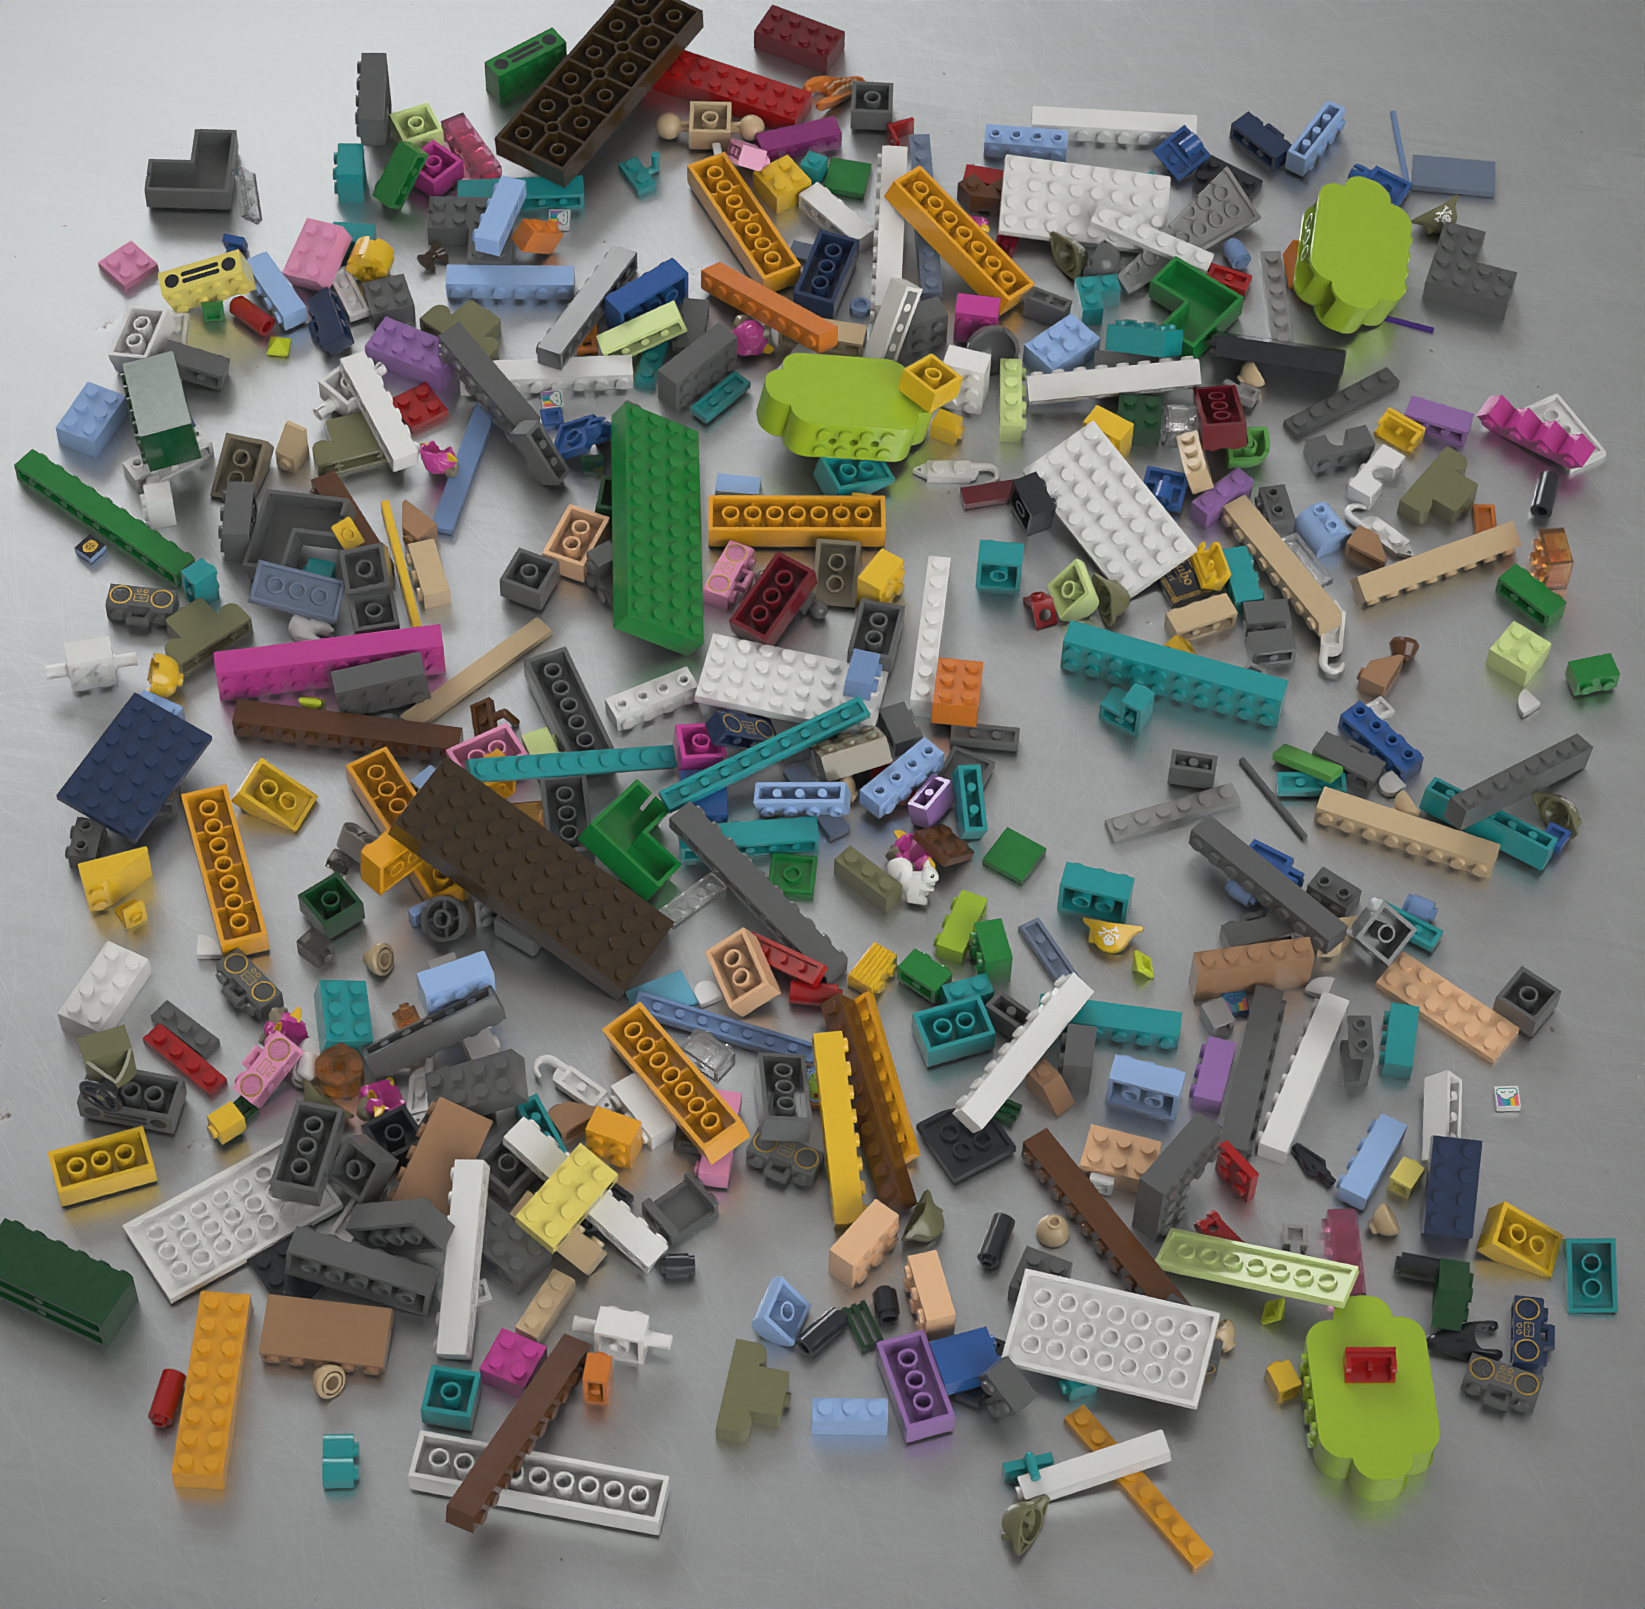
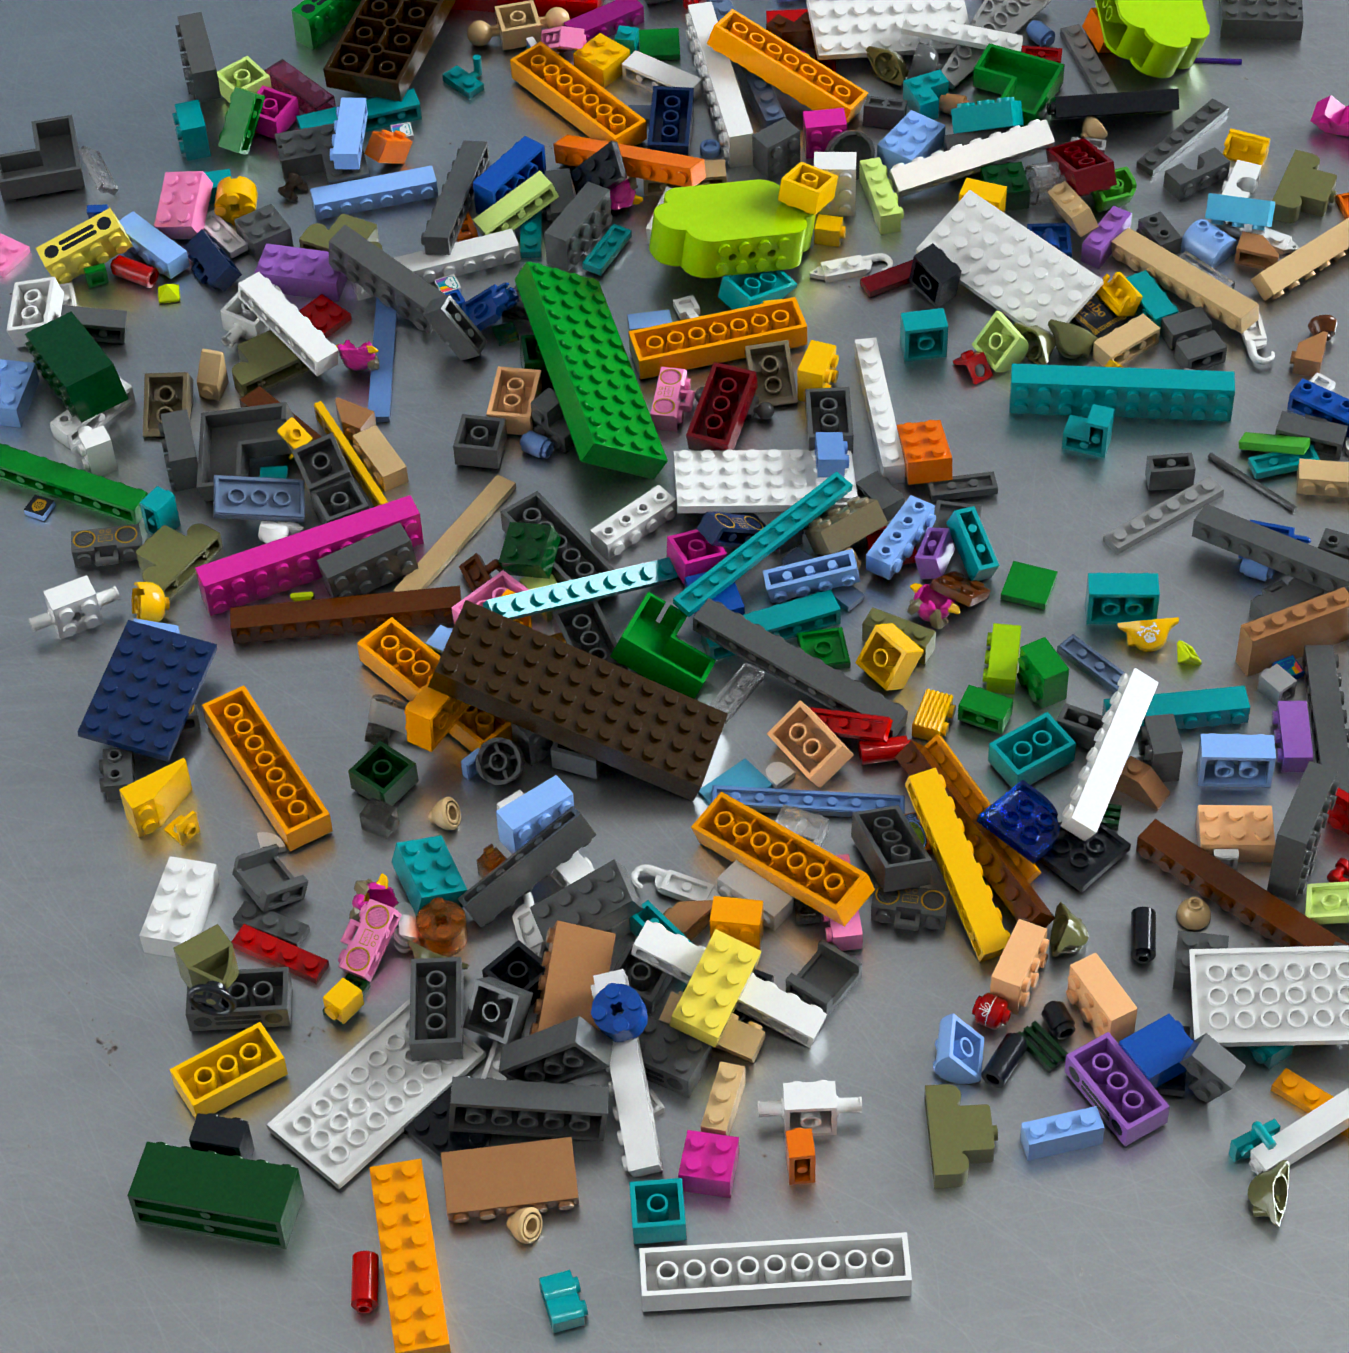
camera: 10 degrees left, 5 degrees down
(76, 1229) = (222, 1135): none -> black brick
(194, 984) = (268, 879): none -> dark grey panel
(249, 982) = (323, 867): dark grey piece -> none
(274, 796) = (292, 689): yellow slope -> none
(378, 1099) = (488, 944): dark pink hair -> none
(463, 1189) = (616, 1025): none -> blue brick
(518, 1434) = (742, 1228): reddish brown brick -> none
(536, 708) = (529, 550): none -> dark green brick
(584, 594) = (536, 445): none -> medium blue brick
(677, 1265) = (840, 1031): black brick -> none
(736, 312) = (602, 168): none -> black plate
(778, 480) = (686, 307): none -> white plate
(825, 1280) = (991, 1011): none -> red head
(848, 900) = (889, 656): none -> yellow brick
(893, 320) = (751, 143): white brick -> none
(914, 883) = (946, 626): white animal -> none
(918, 1100) = (1023, 821): none -> clear blue plate
(967, 988) = (1031, 710): teal brick -> none
(1119, 311) = (950, 102): none -> medium nougat brick
(1146, 605) = (1071, 339): none -> olive hat
(1363, 502) = (1240, 211): none -> medium azure brick
(1440, 420) = (1282, 131): medium lavender brick -> none

